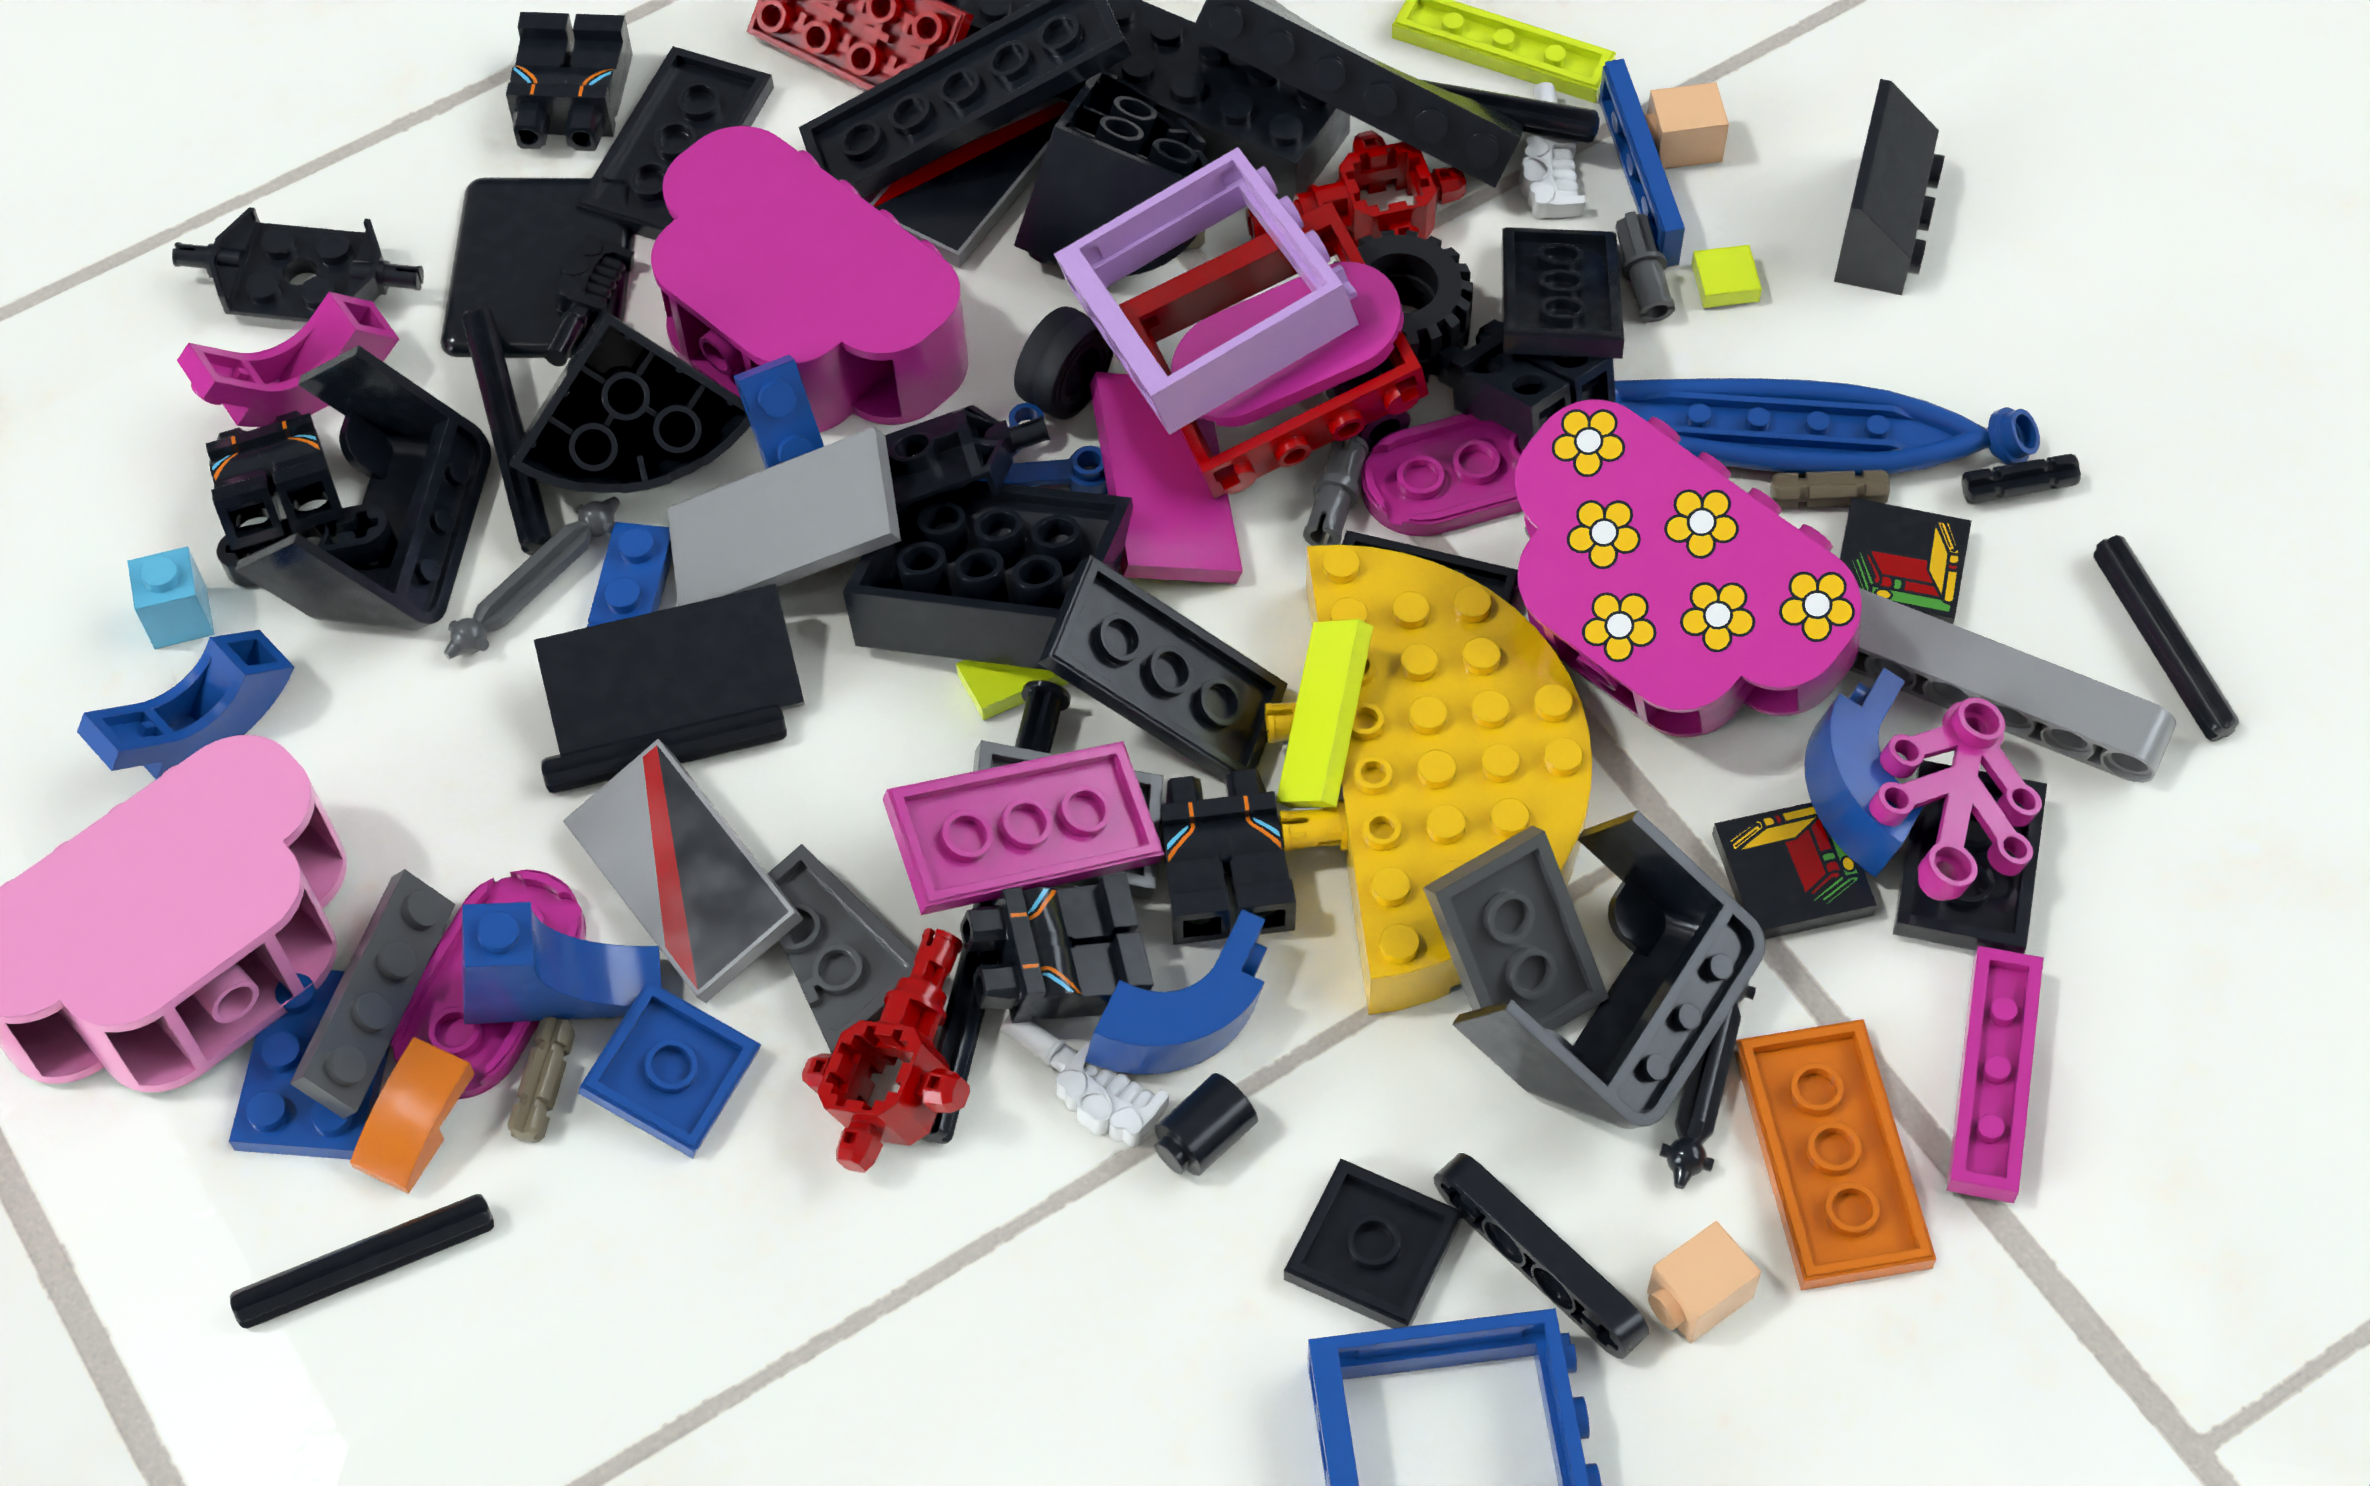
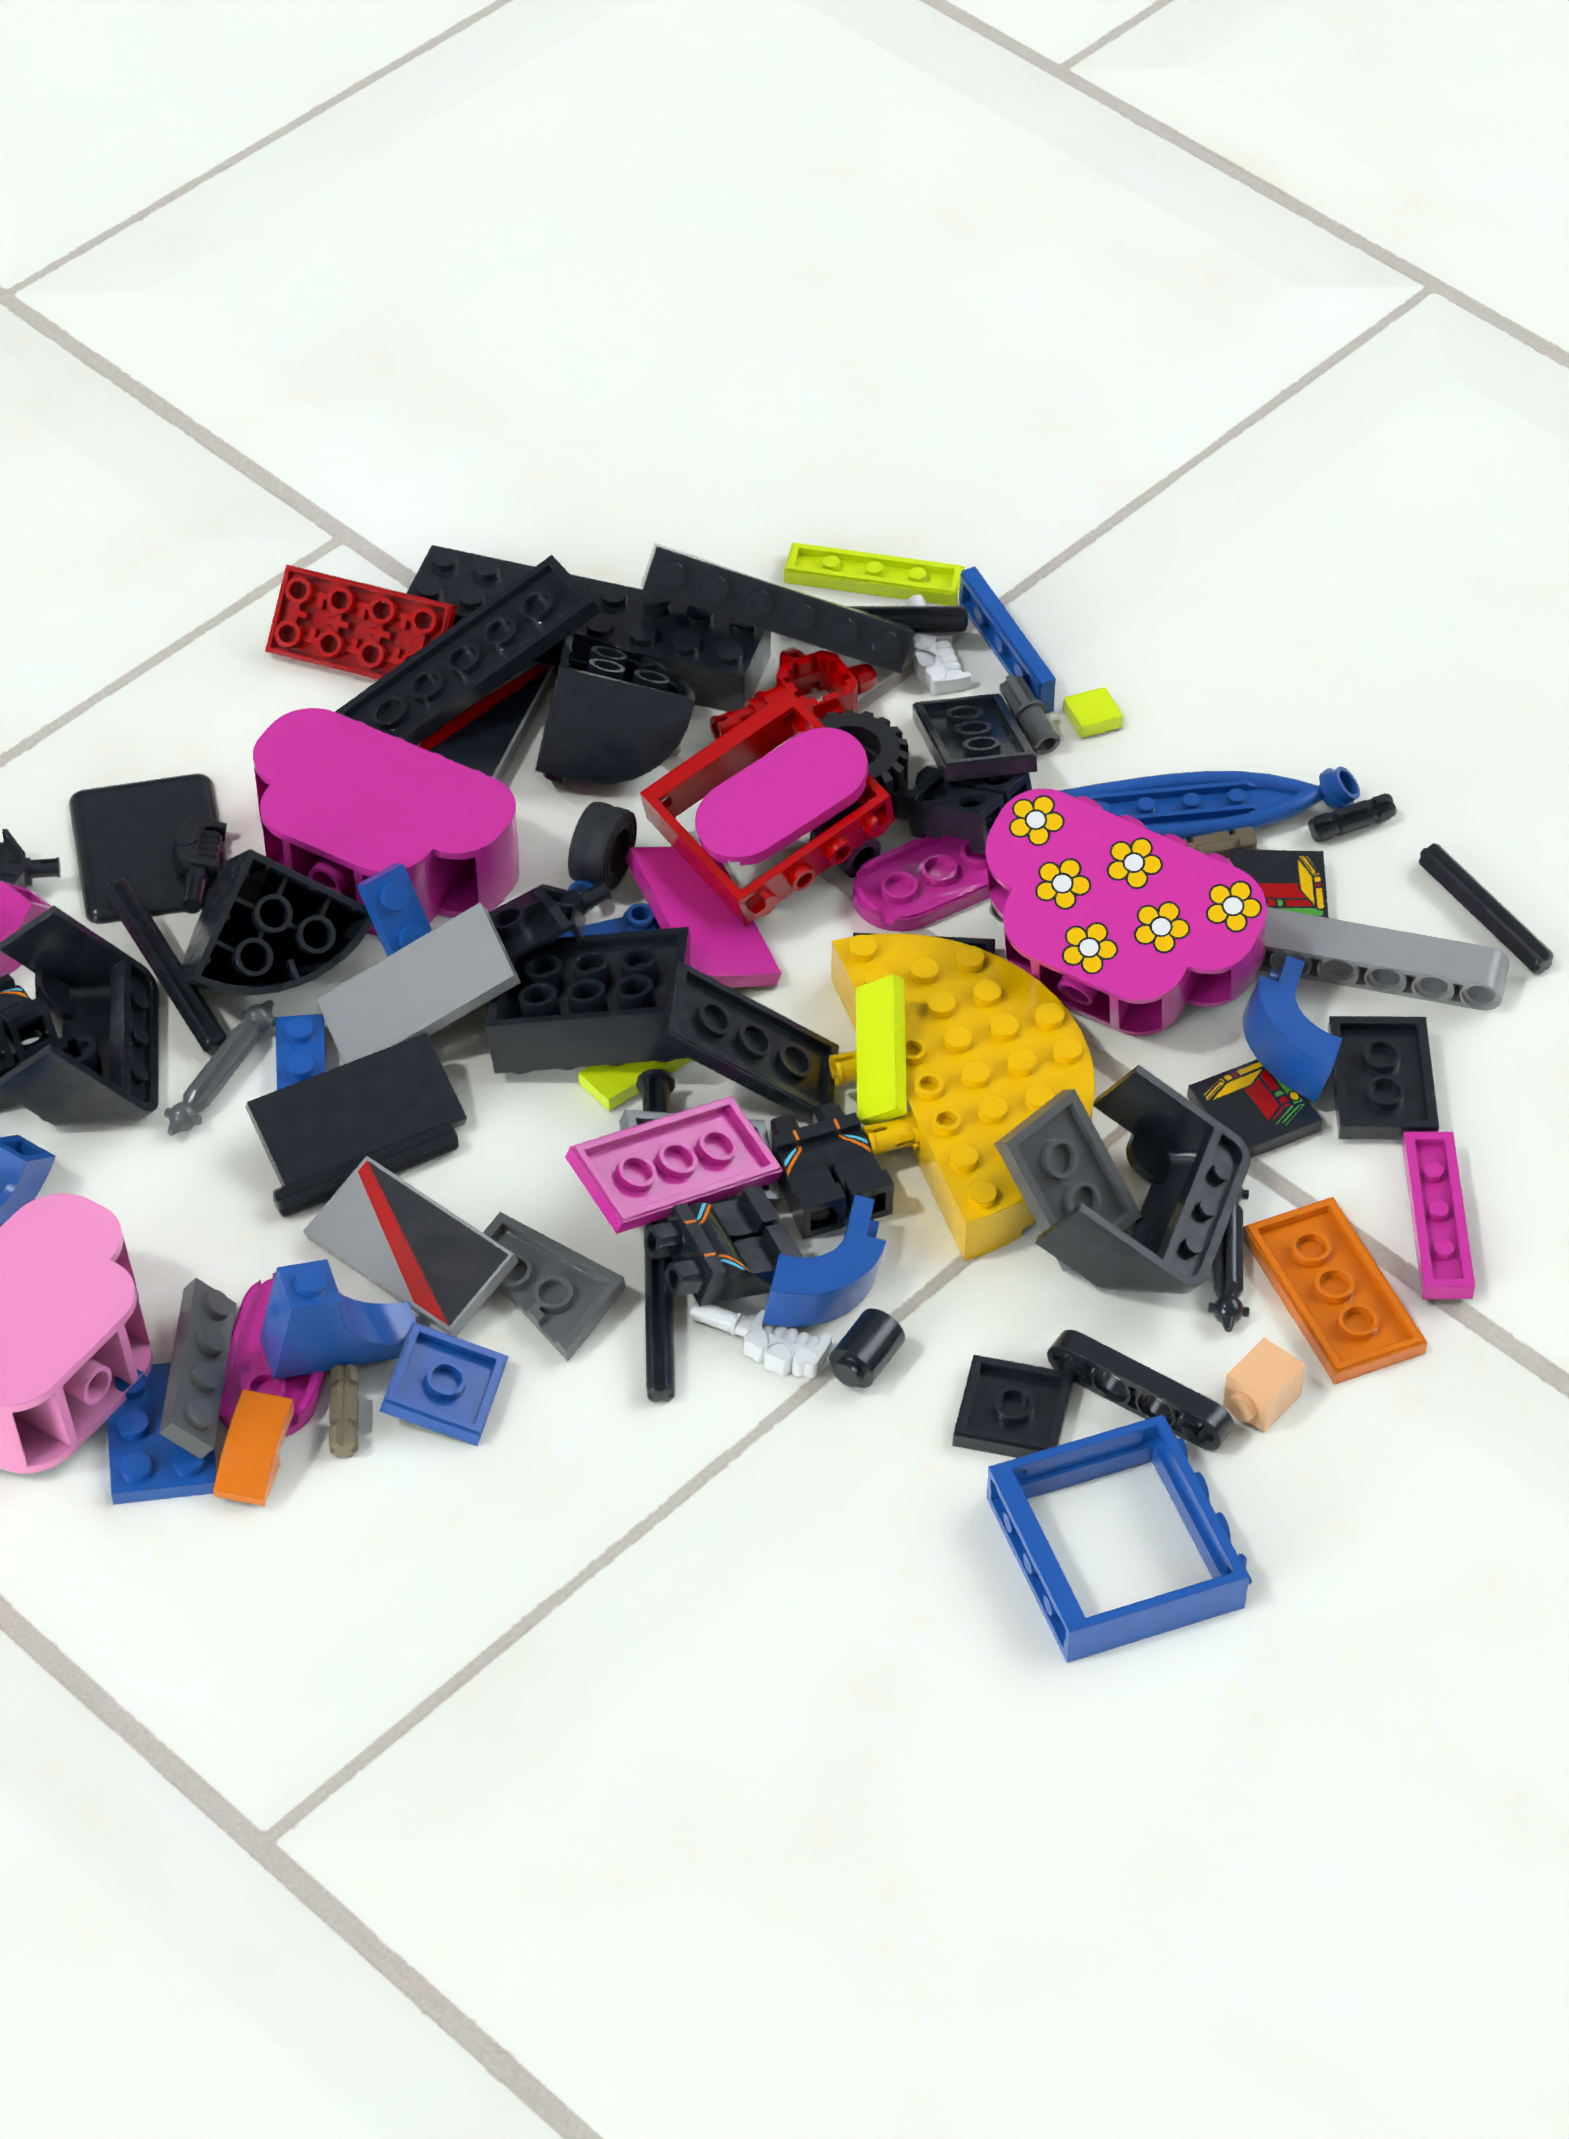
camera: 15 degrees left, 10 degrees down
(361, 1261) = (243, 1556): black axle -> none
(568, 78) = (136, 720): black hips -> none
(679, 107) = (222, 736): black tile -> none
(866, 1047) = (624, 1325): red piece -> none
(1171, 220) = (672, 717): lavender window -> none
(1336, 492) = (837, 904): dark grey pin -> none
(1688, 124) = (1037, 607): light nougat brick -> none
(1891, 196) = (1203, 635): black slope -> none
(1975, 733) = (1367, 989): dark pink plant -> none

